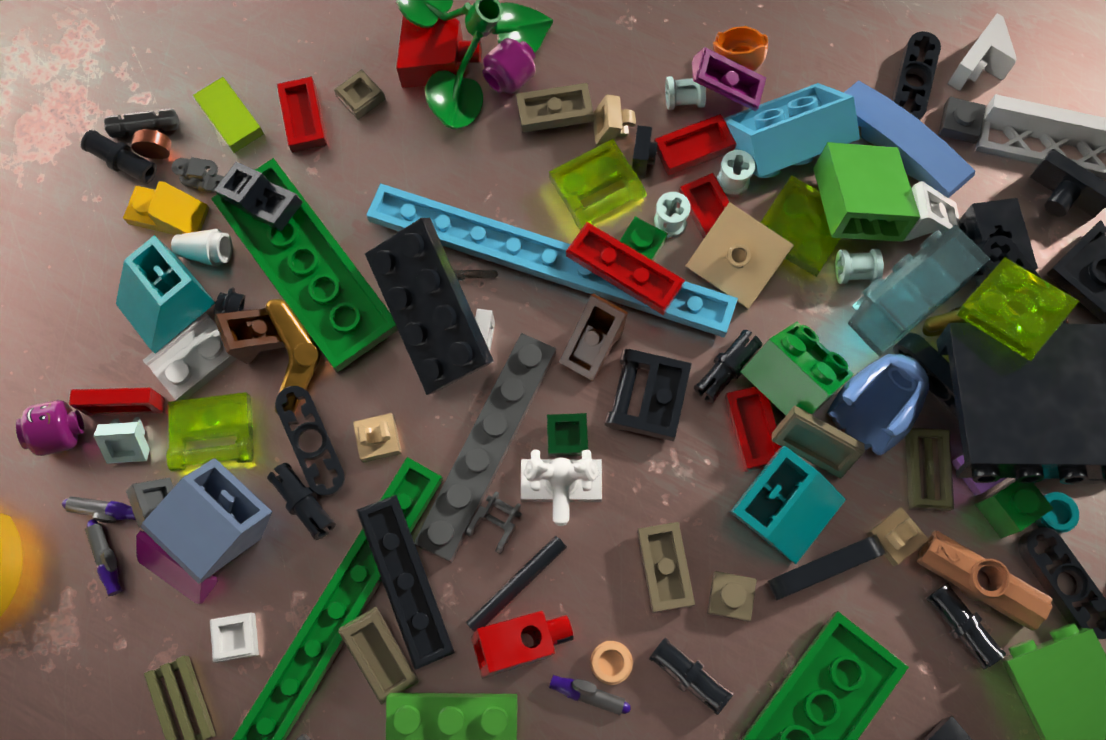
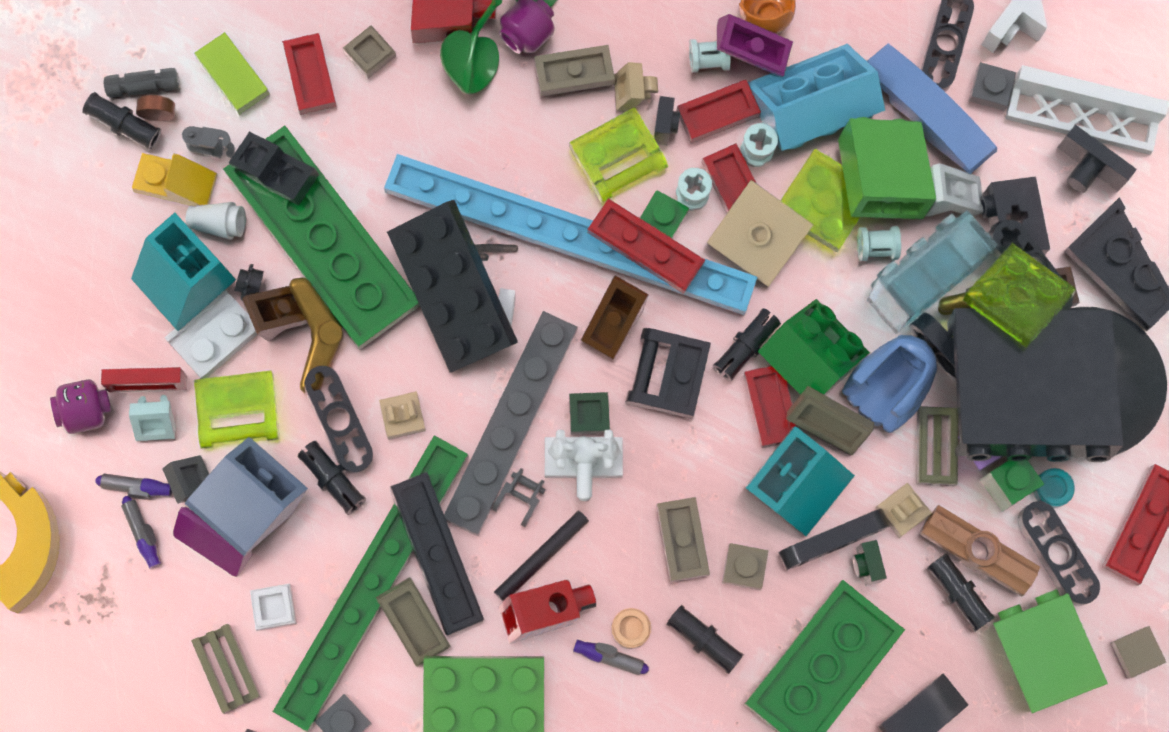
camera: 10 degrees left, 5 degrees up
(865, 593) = (869, 563): none -> dark green plate

